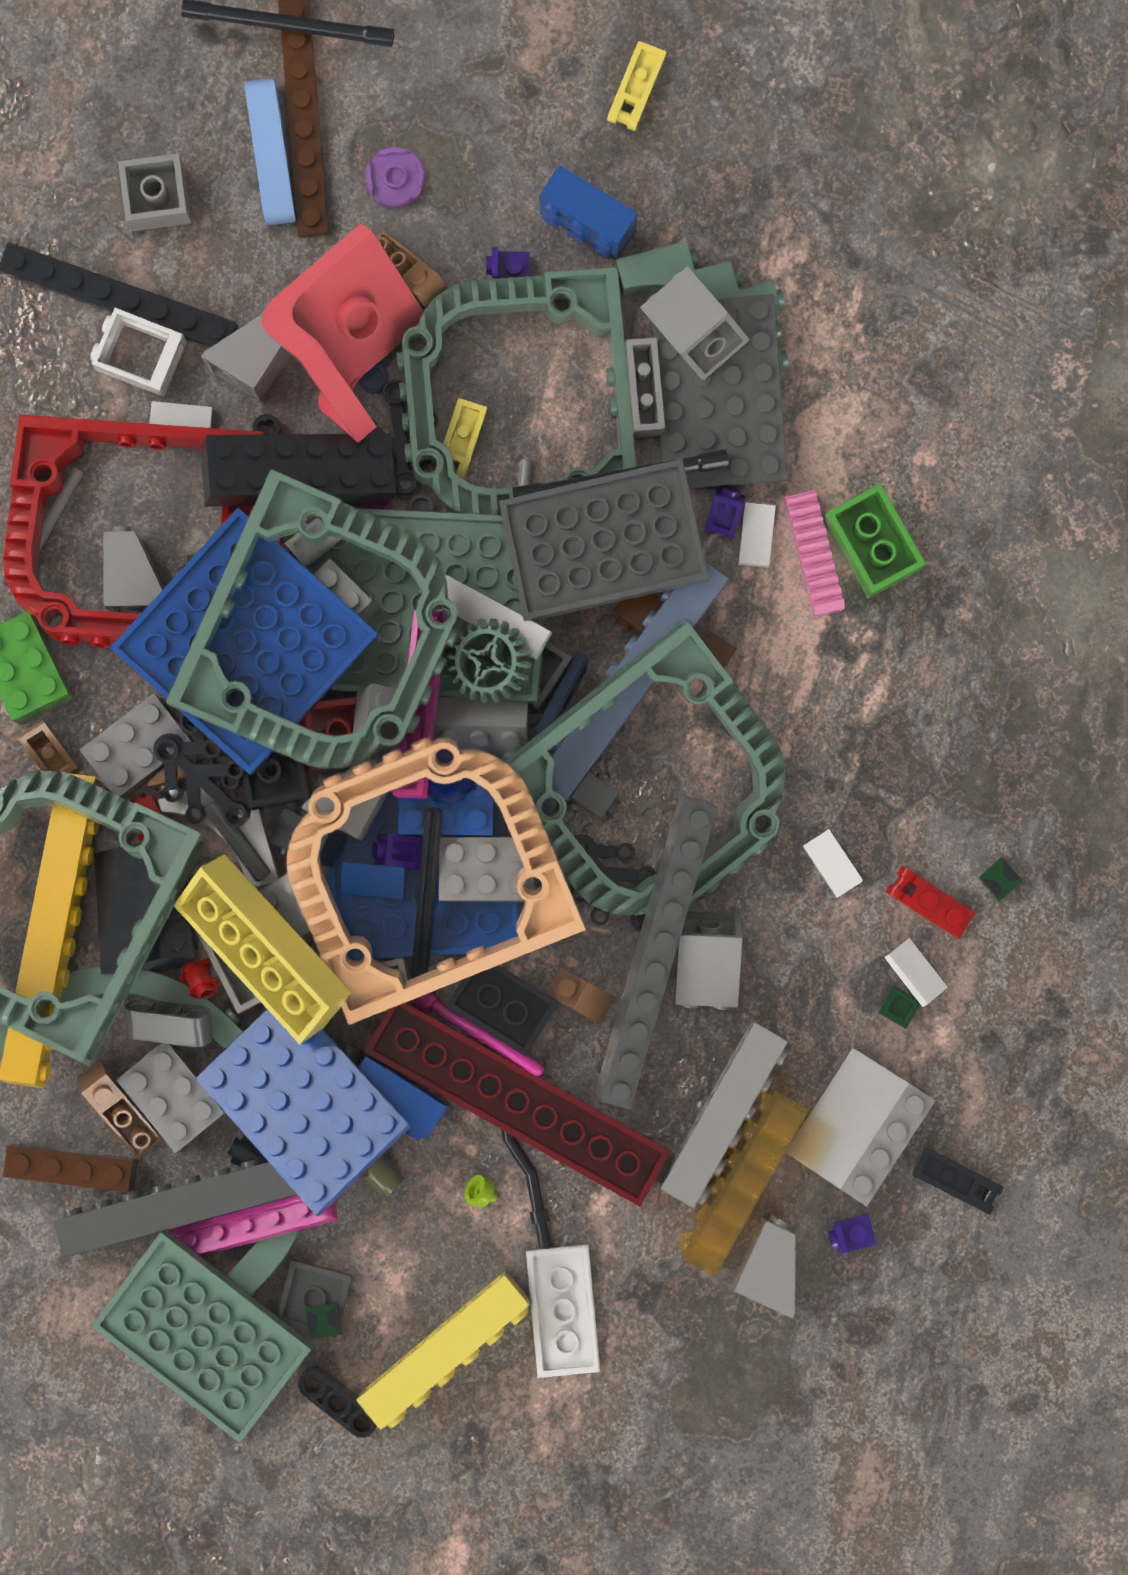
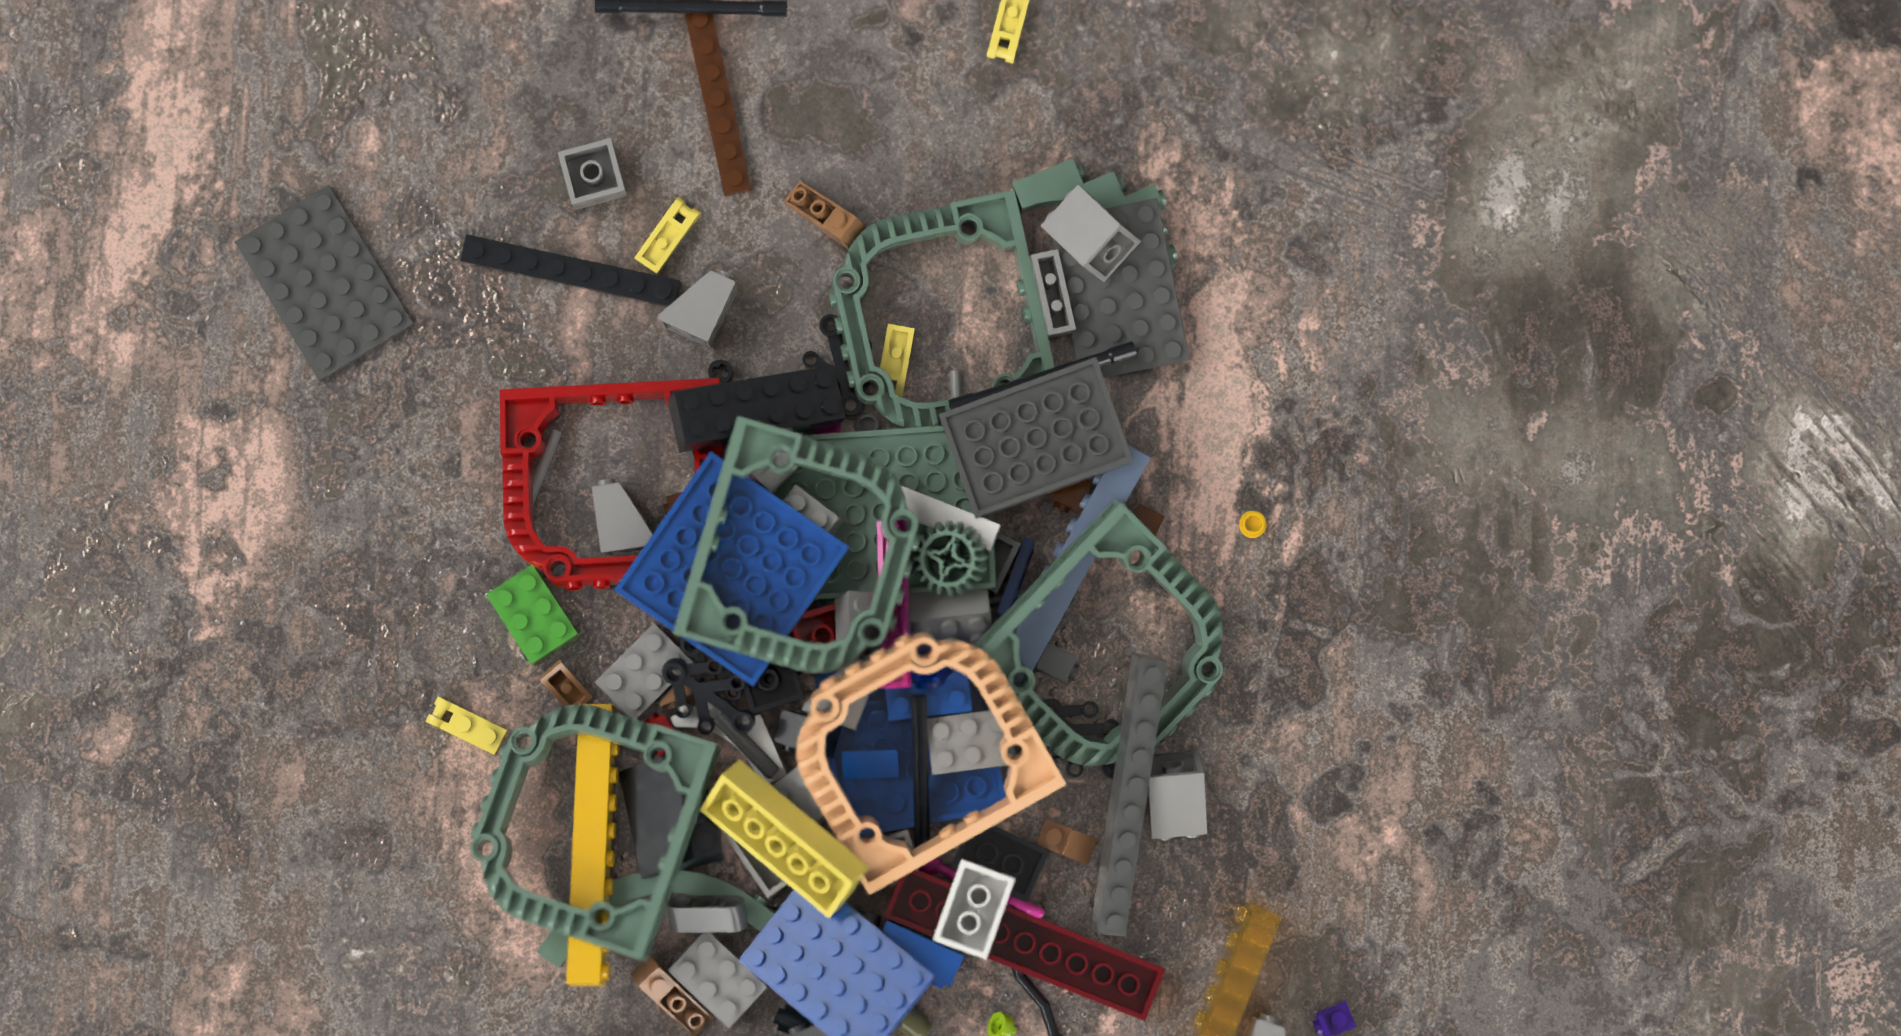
camera: 15 degrees left, 0 degrees up
(167, 362) = (624, 324): white window -> none
(181, 415) = (642, 371): white tile -> none
(199, 979) = (729, 871): red brick -> none
(228, 271) = (667, 236): none -> light yellow plate
(270, 151) = (690, 123): light blue beam -> none
(343, 322) = (778, 272): coral piece -> none
(374, 379) = (808, 314): dark blue tile -> none
(395, 177) = (804, 131): medium lavender tile -> none
(397, 851) = (888, 735): dark purple bracket -> none
(463, 1056) = (973, 909): none -> white brick
(507, 264) = (916, 198): dark purple bracket -> none
(587, 213) = (981, 145): blue brick -> none
(723, 1114) = (1207, 929): light grey brick -> none
(725, 511) = (1138, 394): dark purple bracket -> none
(756, 535) = (1168, 411): white tile -> none
(814, 553) = (1222, 421): bright pink gear -> none
(832, 863) = (1274, 695): white tile -> none
(833, 671) = (1252, 524): none -> yellow plate
(860, 1126) = (1328, 925): light grey slope -> none
(874, 541) = (1273, 405): bright green brick -> none
(899, 1007) = (1349, 815): dark green tile -> none
(916, 972) = (1360, 782): white tile -> none
(931, 903) = (1365, 719): red plate -> none
(956, 1180) = (1419, 961): black plate -> none
(1000, 879) = (1423, 689): dark green tile -> none

